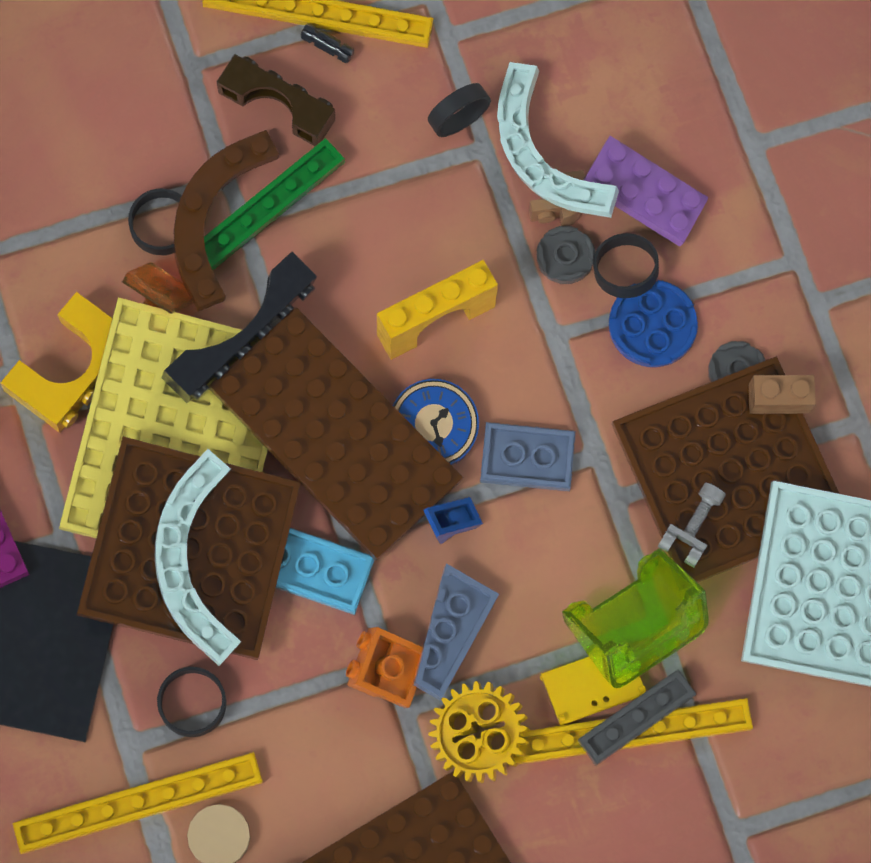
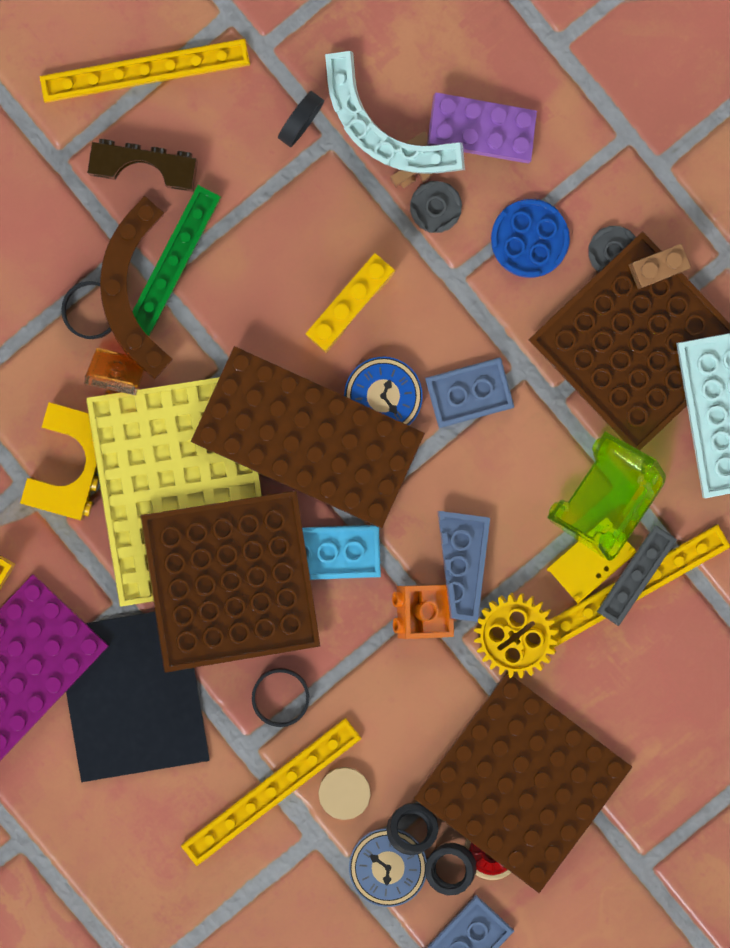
camera: 20 degrees left, 15 degrees up
(172, 561) = (220, 595): light aqua plate -> none
(197, 367) = (217, 332): black arch -> none
(327, 43) = (164, 96): black axle -> none
(452, 518) = (430, 471): blue slope -> none
(620, 240) = (481, 174): black tyre -> none
(710, 496) = (631, 375): light grey bar -> none

